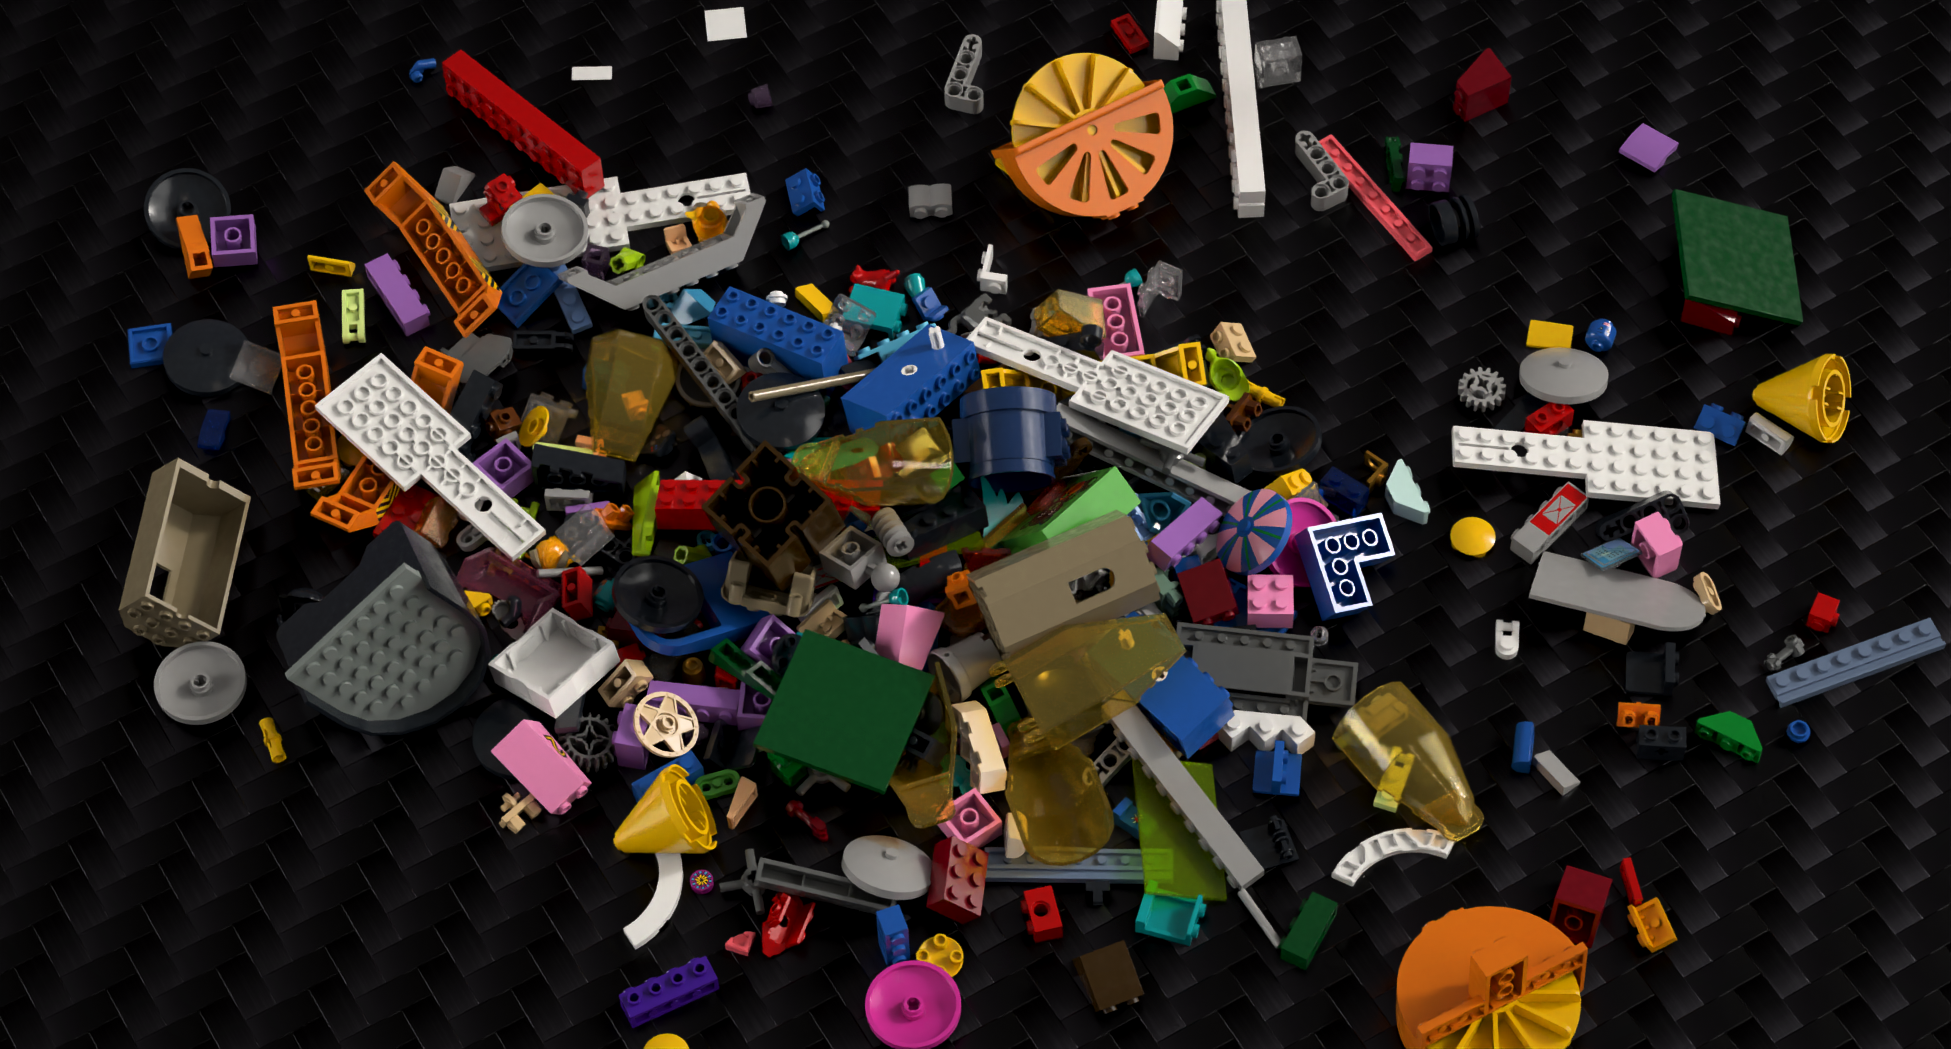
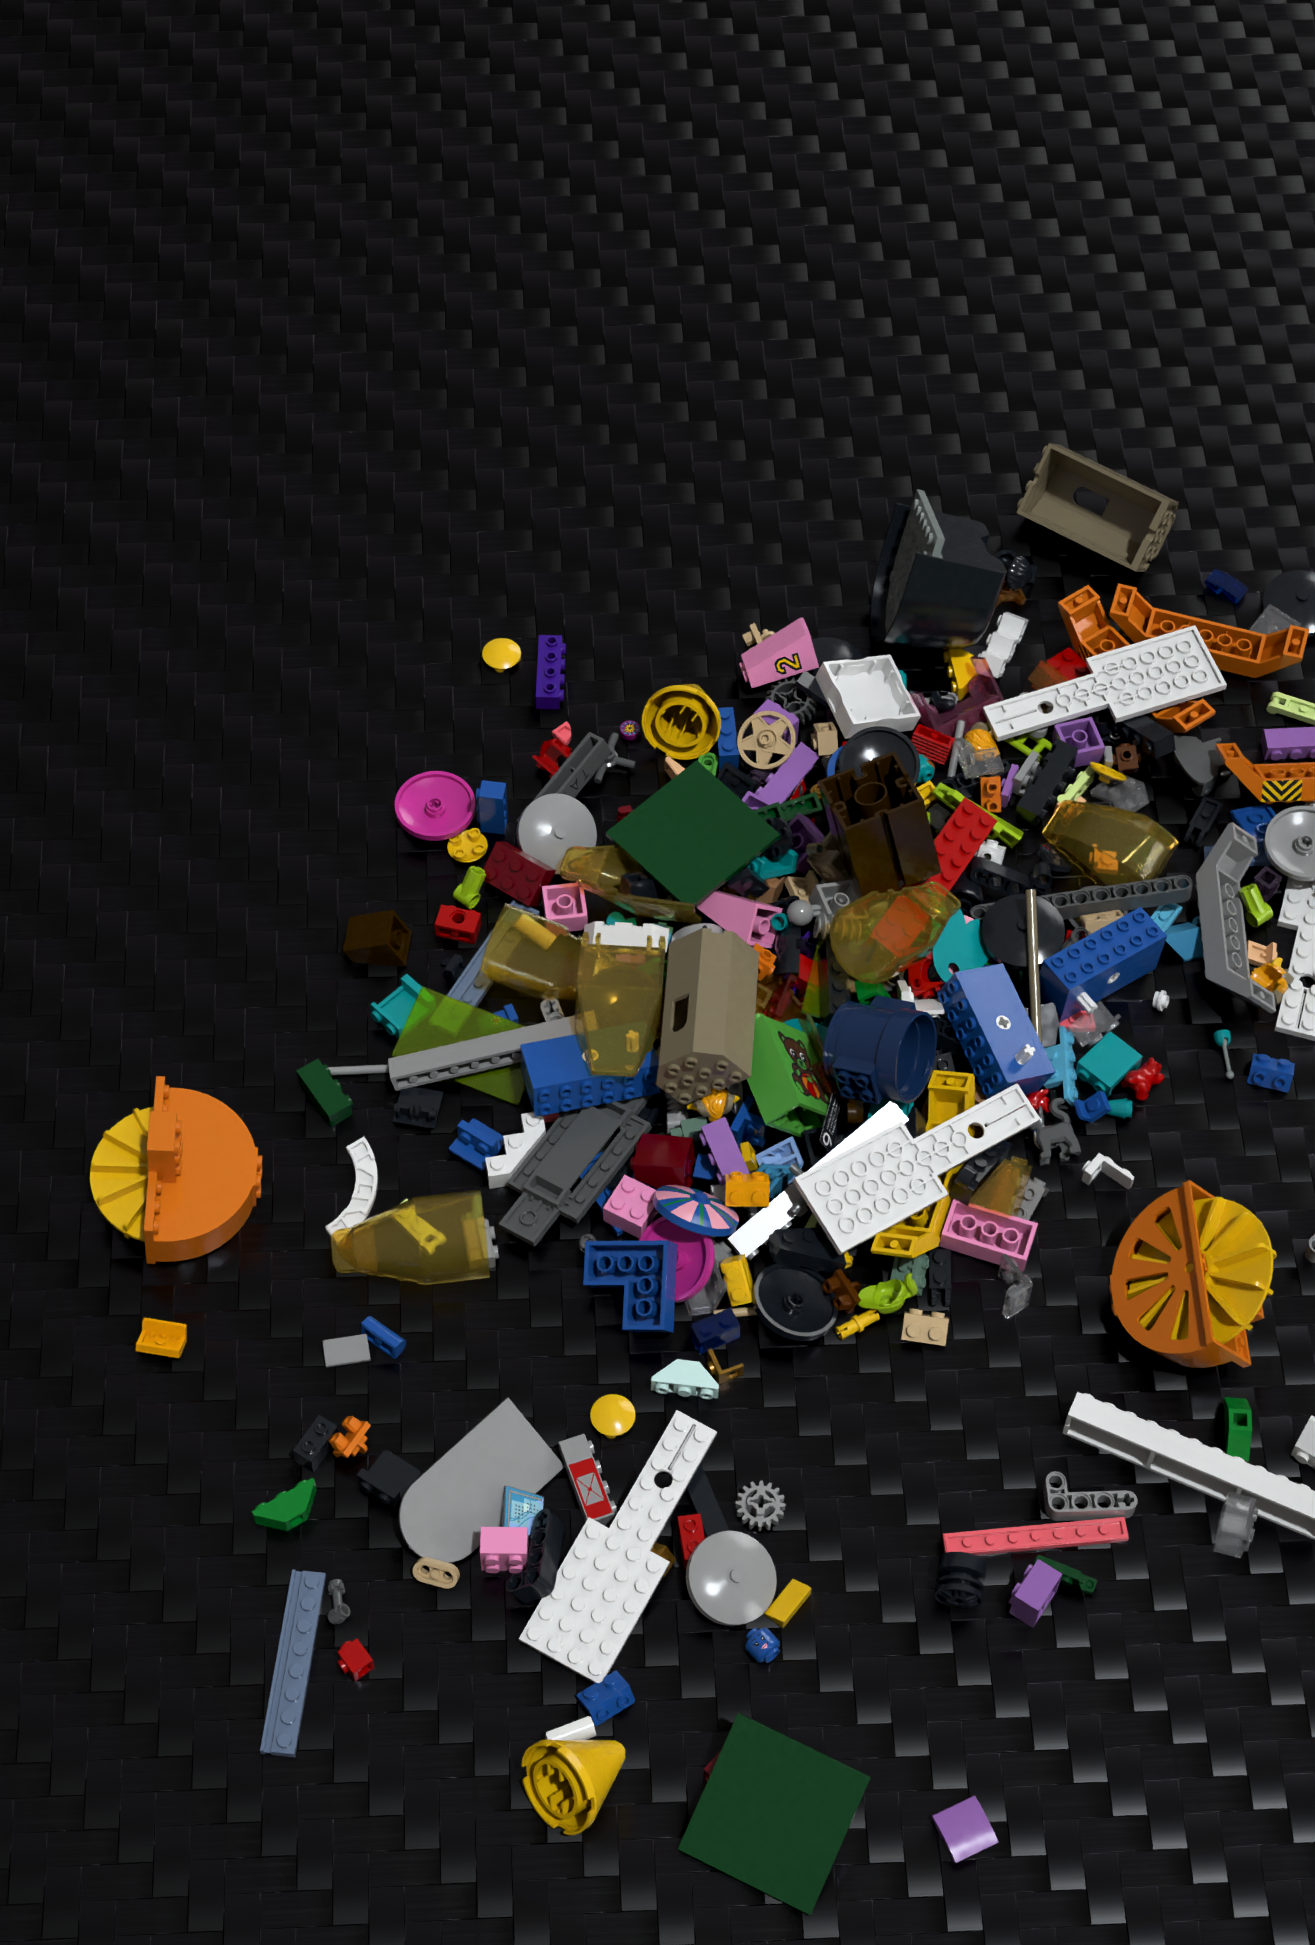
camera: 115 degrees right, 0 degrees up
(200, 683) = (985, 495): light grey dish -> none
(663, 902) = (624, 697): white tile -> none
(814, 301) = (1144, 1030): yellow slope -> none
(930, 200) = (1212, 1161): light grey brick -> none
(999, 920) = (468, 891): none -> lime piece
(1133, 278) = (1041, 1282): teal hinge -> none
(1205, 502) = (747, 1189): none -> light orange bracket
(1482, 87) = (1113, 1698): dark red slope -> none
(1506, 646) = (488, 1381): white plate -> none
(1580, 904) = (215, 1295): dark red slope -> none
(1630, 882) = (207, 1345): red tile -> none
(1798, 731) = (258, 1568): blue plate -> none

